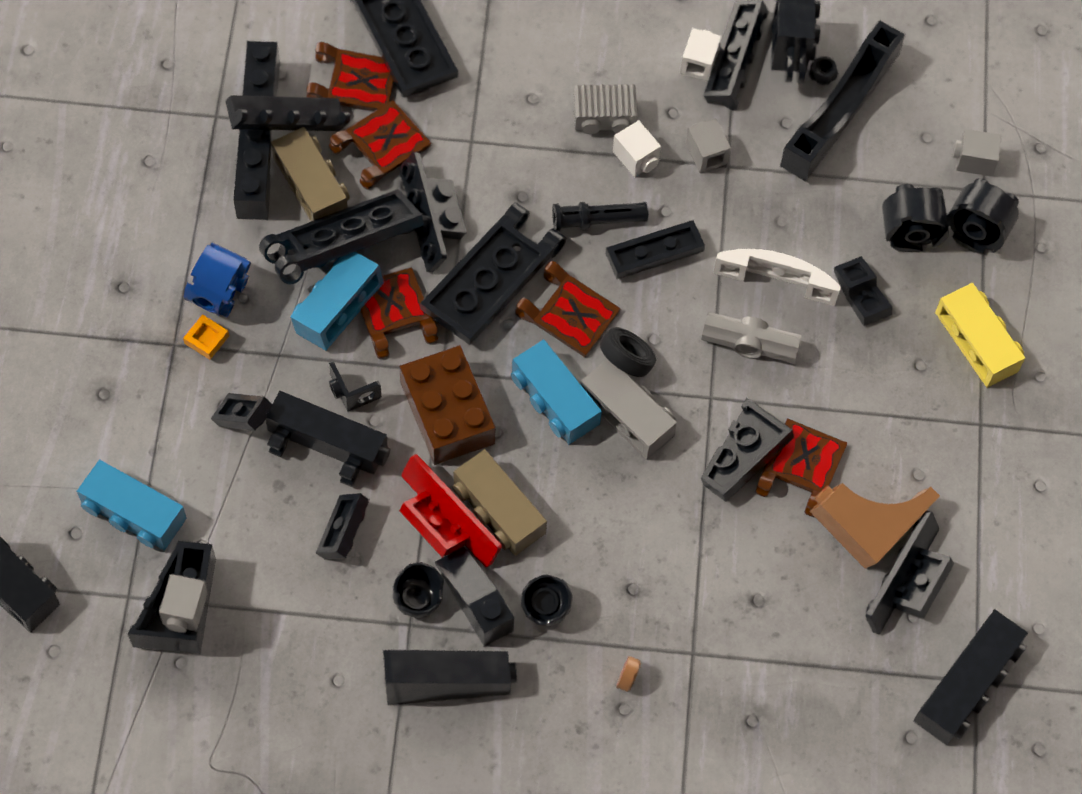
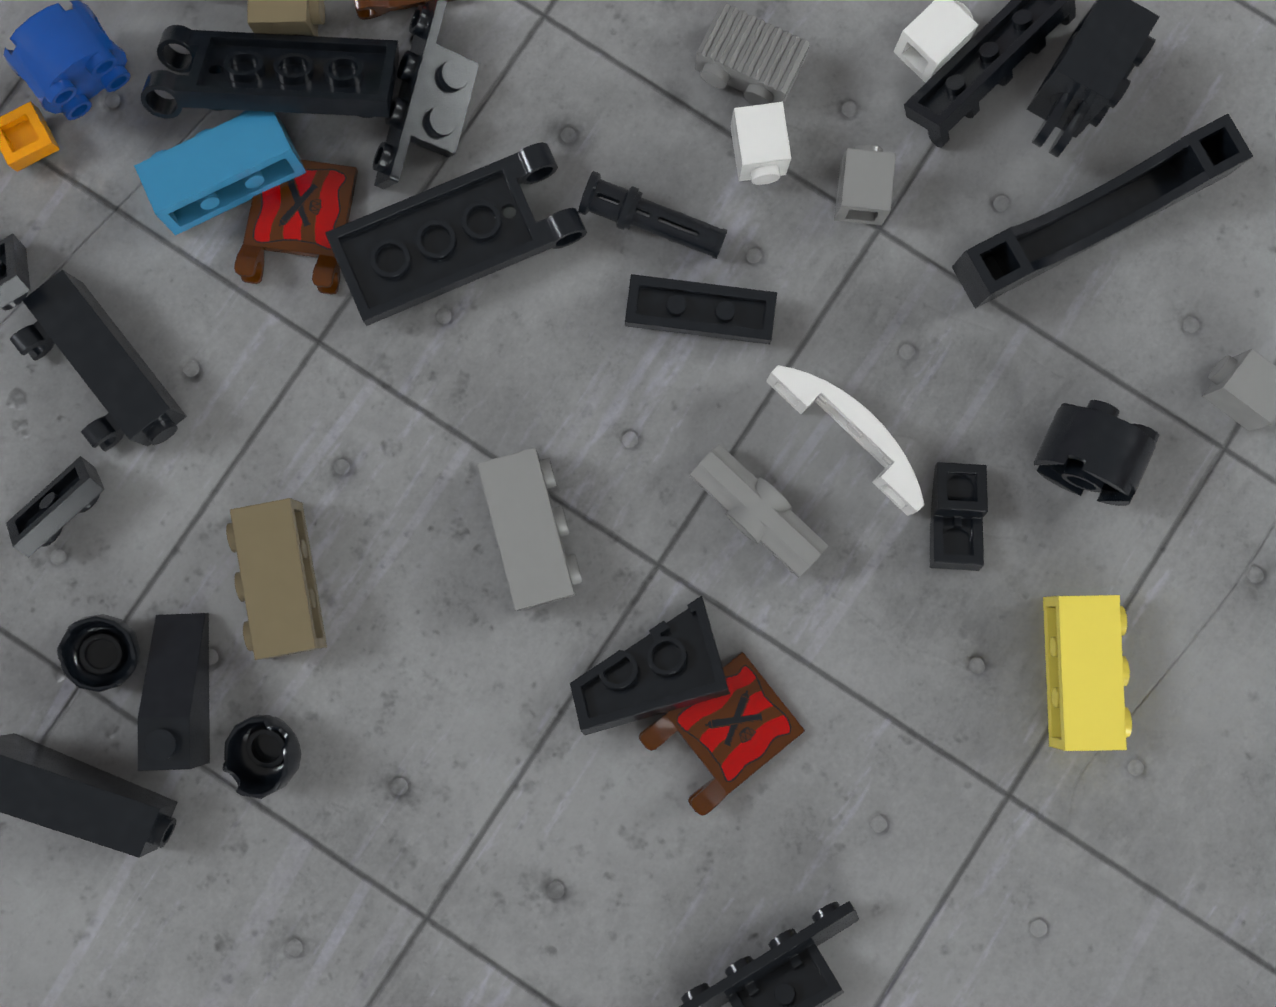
camera: 30 degrees right, 20 degrees up
(351, 399) = (157, 306): black bracket -> none
(443, 517) = (187, 563): red bracket -> none
(447, 405) = (283, 400): reddish brown brick -> none
(555, 392) = (440, 455): dark azure brick -> none
(572, 313) = (536, 348): flag -> none
(628, 352) = (548, 461): black tyre -> none
(628, 674) = (315, 913): medium nougat tile -> none
(826, 65) = (1108, 140): black plate -> none
(866, 526) = (765, 885): medium nougat arch -> none
(983, 216) = (1197, 499): black brick -> none

